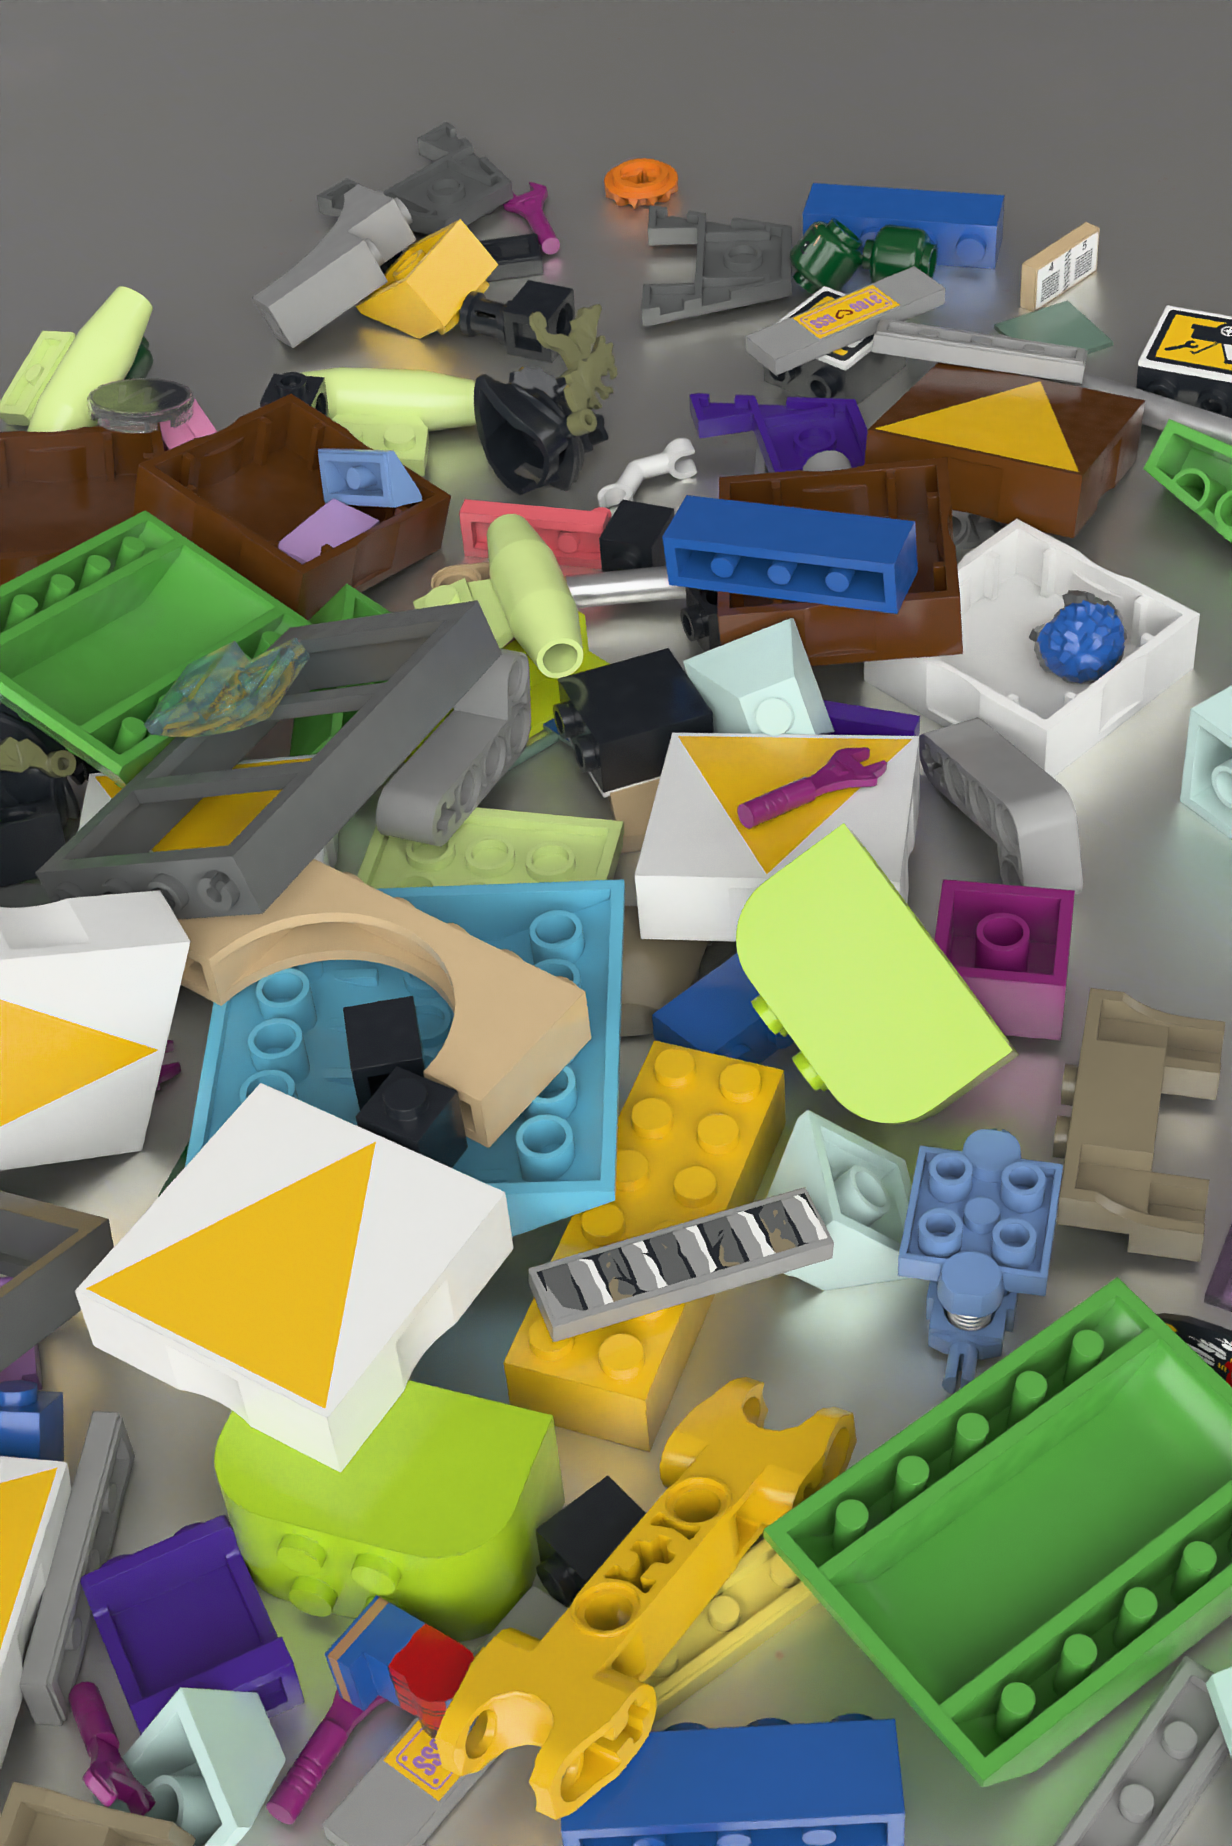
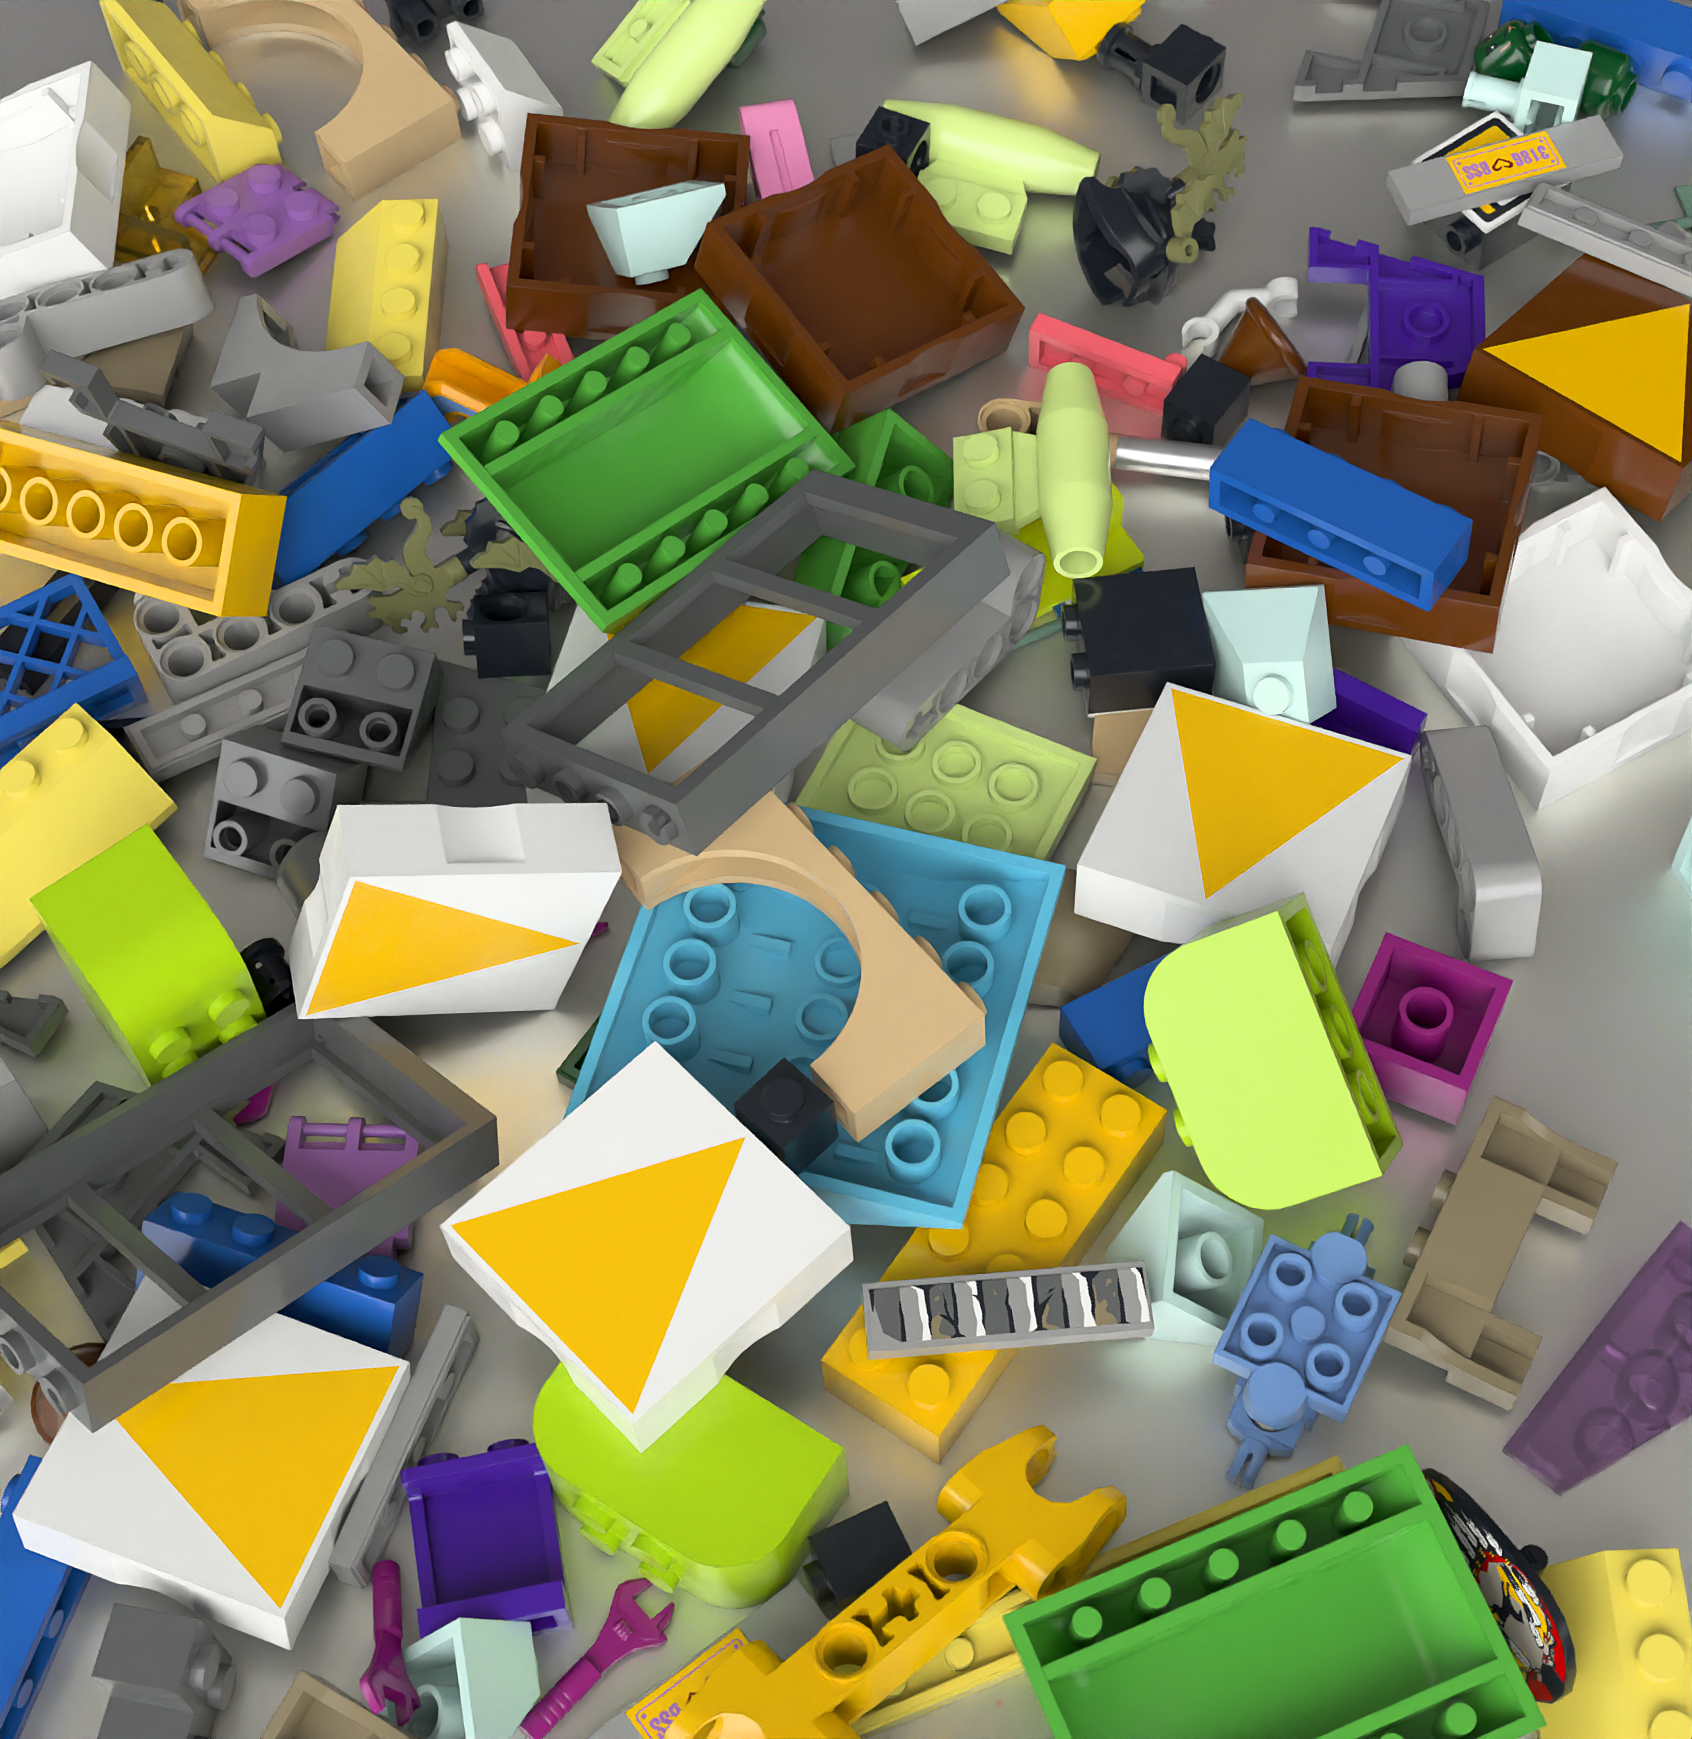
camera: 15 degrees right, 15 degrees up
(83, 503) = (655, 227): none -> light aqua slope
(140, 404) = (735, 109): tile -> none
(227, 691) = (729, 554): clear light blue slope -> none
(329, 525) = (887, 328): lavender tile -> none
(366, 478) = (940, 273): medium blue slope -> none
(379, 1040) = (783, 1019): black brick -> none
(399, 1660) = (664, 1631): leg -> none
(672, 479) = (1261, 348): none -> reddish brown hat
(839, 773) = (1313, 791): magenta piece -> none
(864, 260) = (1543, 98): none -> light aqua brick
(1081, 638) = (1626, 658): blue piece -> none

